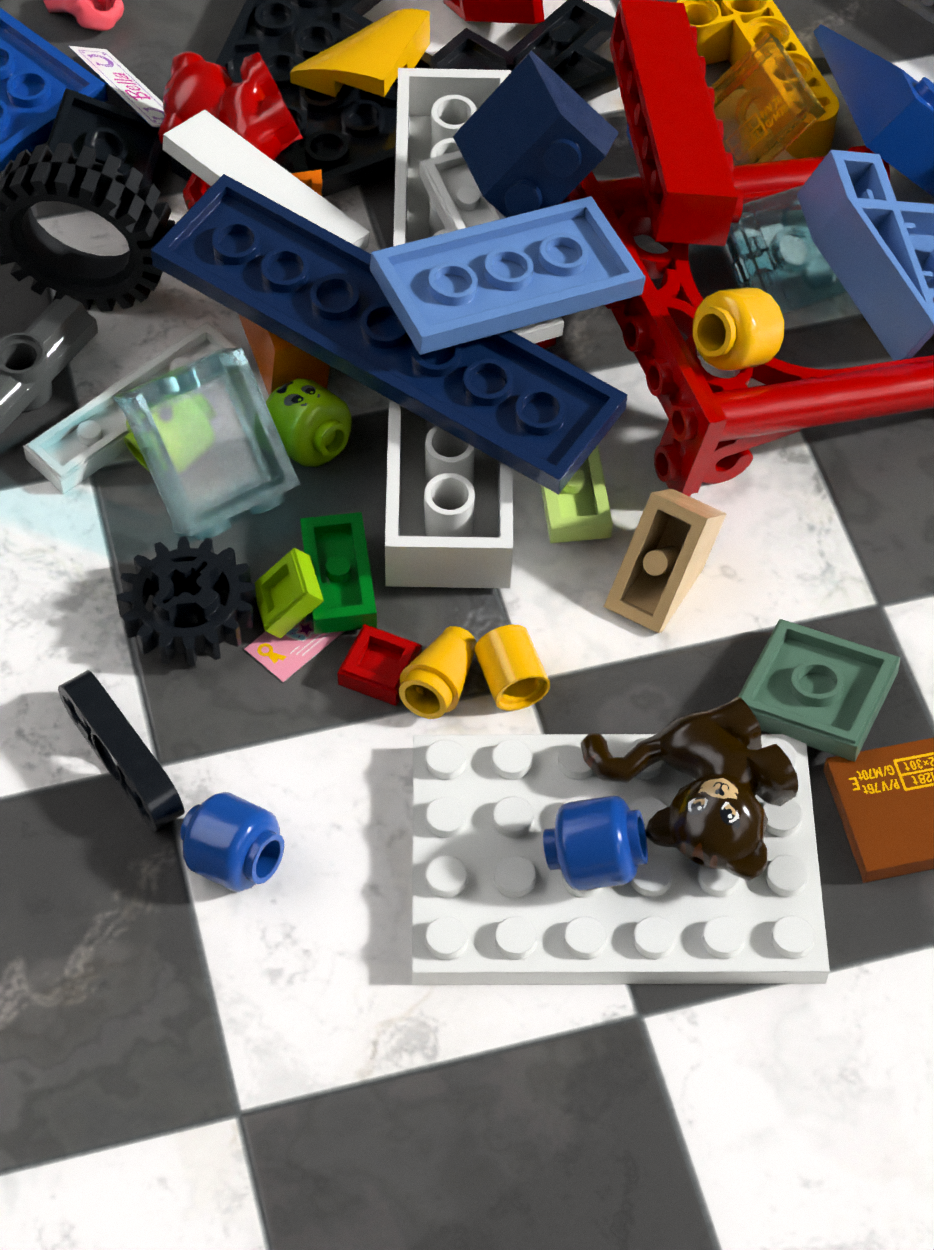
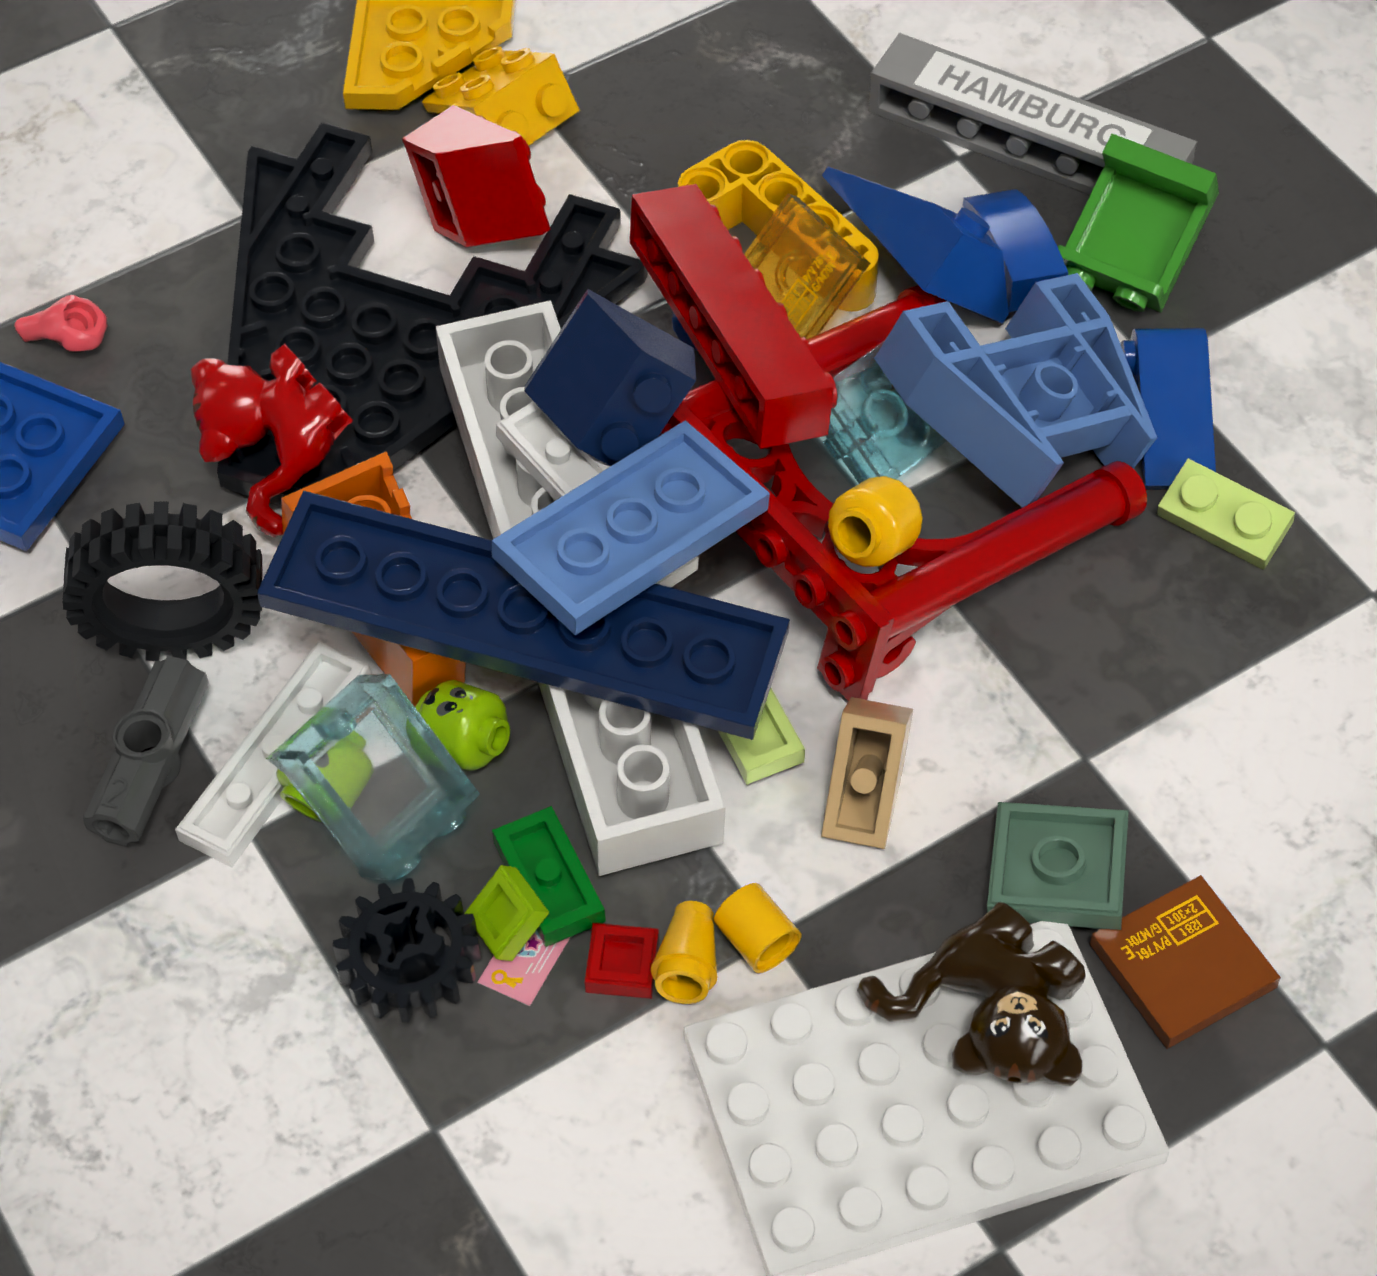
camera: 15 degrees left, 0 degrees up
(109, 131) = (141, 469): black tile -> none
(121, 750) = (396, 1128): black beam -> none
(123, 83) = (139, 404): white sticker -> none
(214, 149) = (288, 466): white tile -> none
(232, 841) = (545, 1193): blue head -> none
(369, 56) = (388, 314): yellow slope -> none
(596, 843) = (911, 1091): blue head -> none

